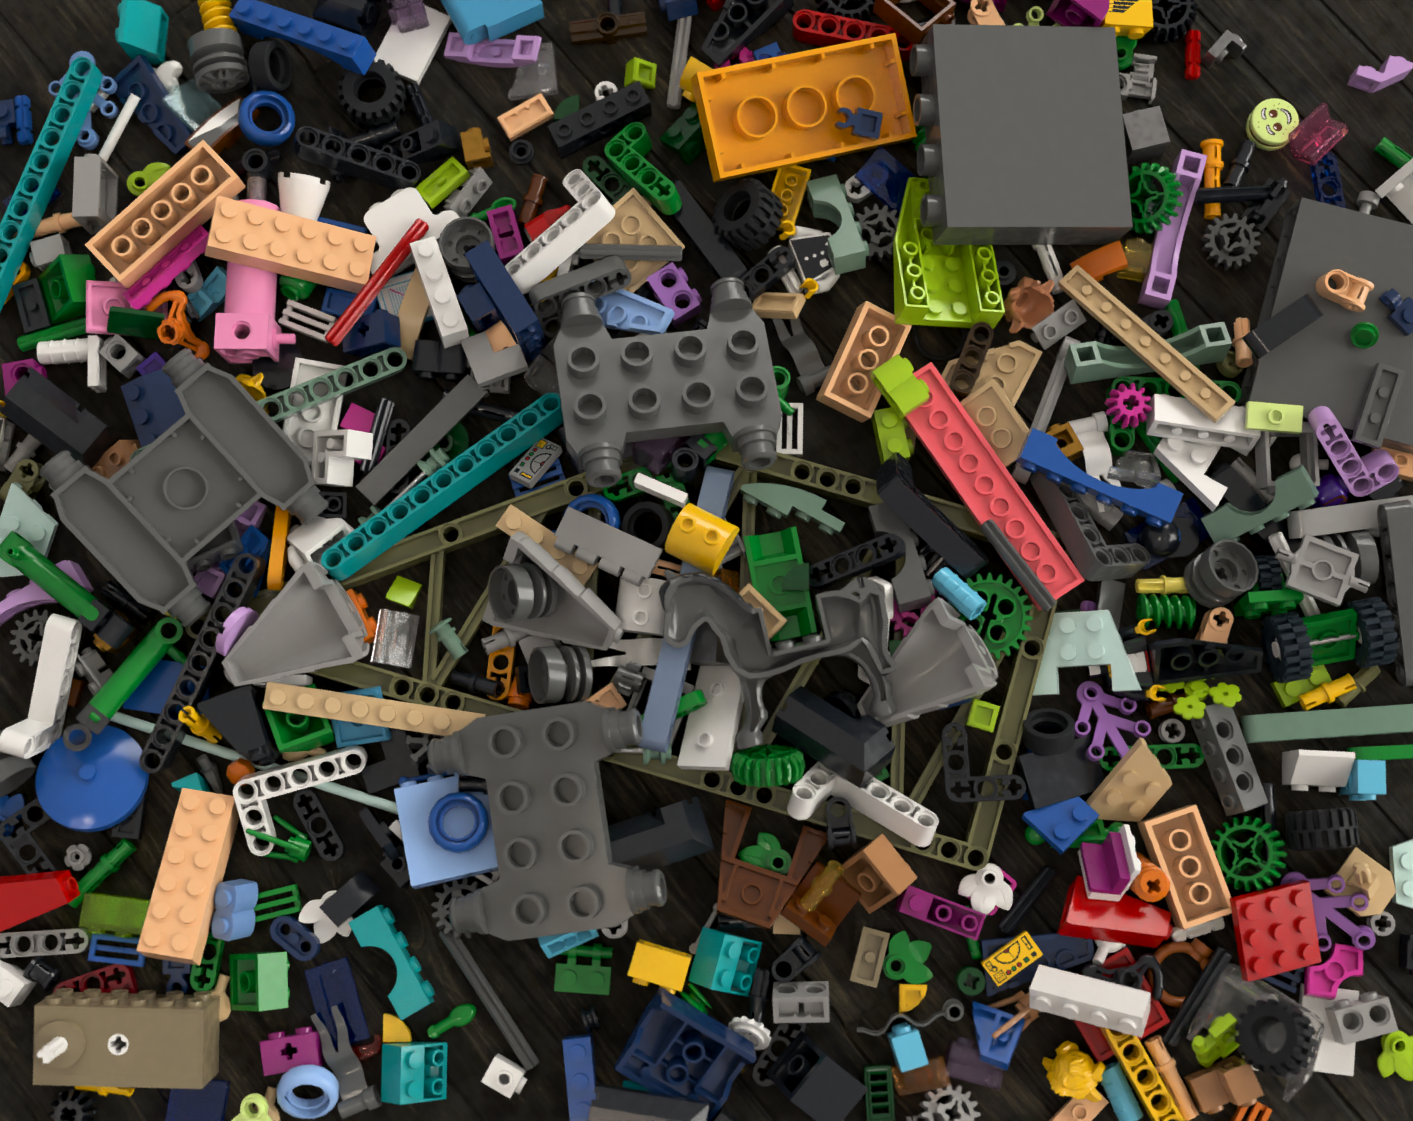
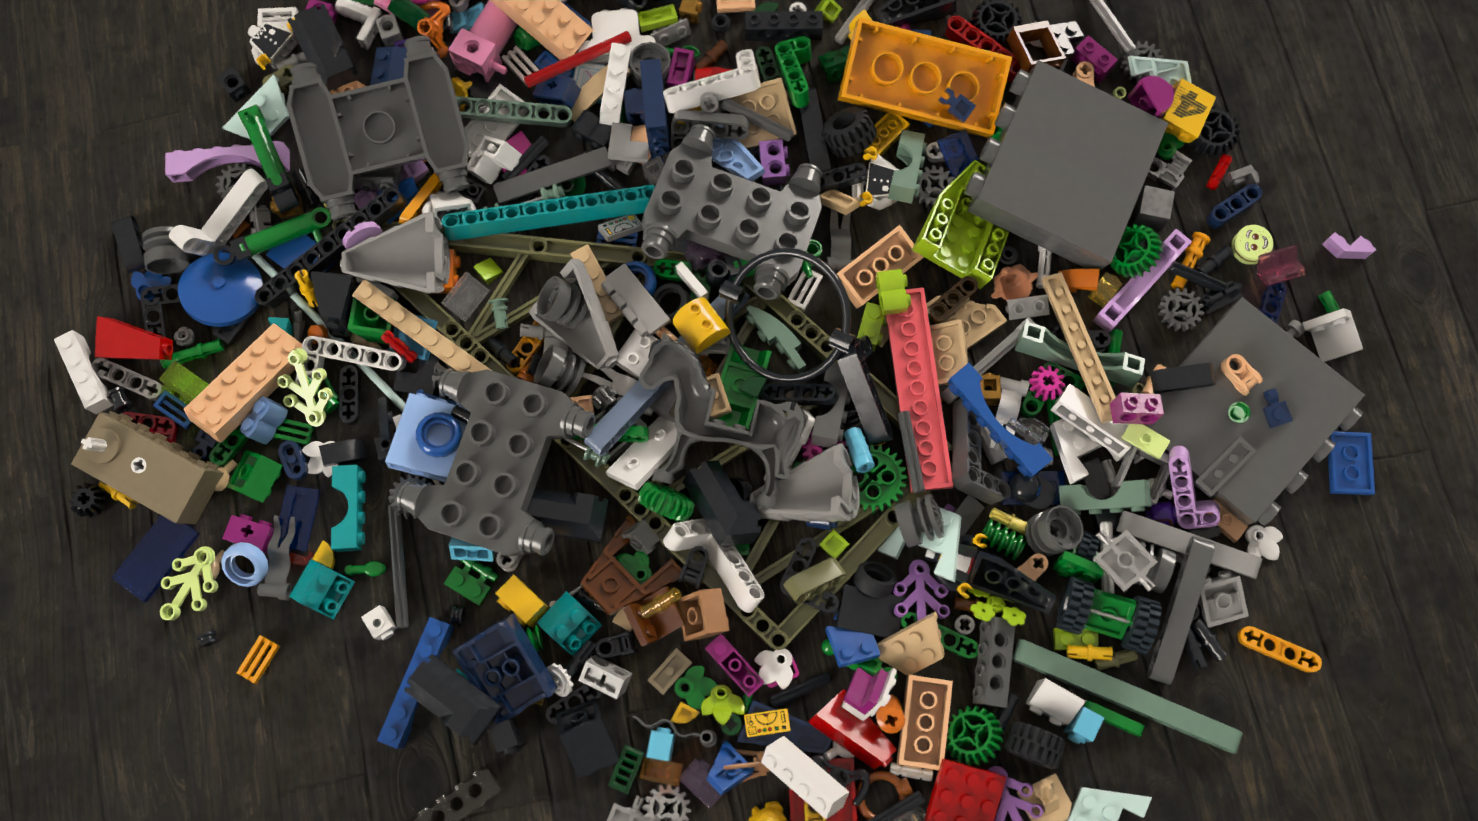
camera: 25 degrees right, 5 degrees down
(266, 849) = (306, 390): none -> yellowish green plant
(351, 740) = (399, 346): none -> red axle
(559, 254) = (709, 95): none -> light grey bush
(757, 819) = (641, 537): none -> dark grey brick
(879, 477) = (840, 339): none -> black piece
(952, 966) = (722, 706): none -> lime plate
(986, 770) = (815, 580): none -> olive beam
(1069, 640) = (919, 520): none -> dark grey wheel
(1237, 80) = (1240, 200): none -> dark blue beam
(1250, 388) = (1136, 408): none -> magenta brick

